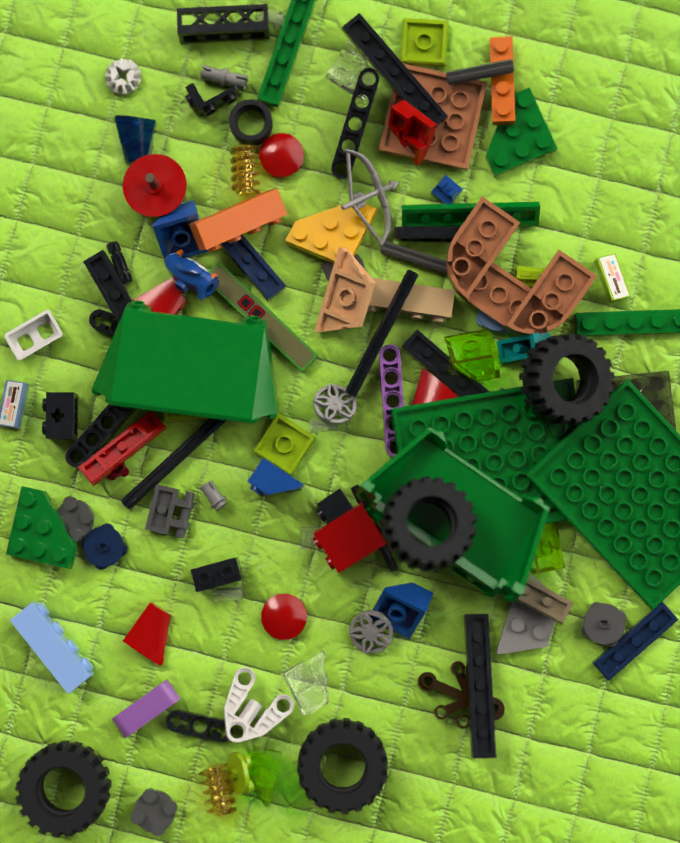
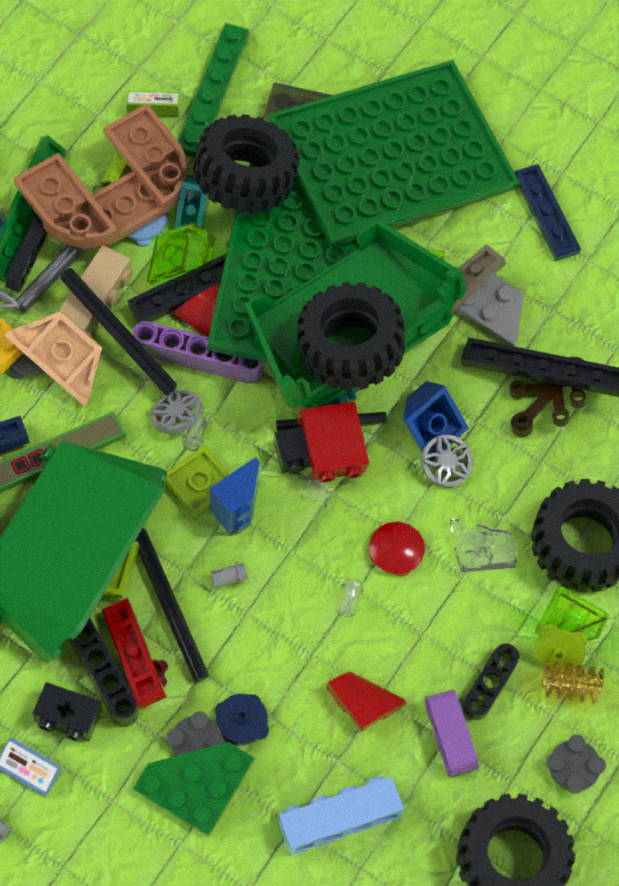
camera: 80 degrees left, 20 degrees down
(162, 511) = (224, 636): dark grey plate -> none
(217, 574) = (322, 599): black brick -> none
(267, 721) = (490, 635): white connector -> none
(604, 624) = (519, 232): dark grey piece -> none

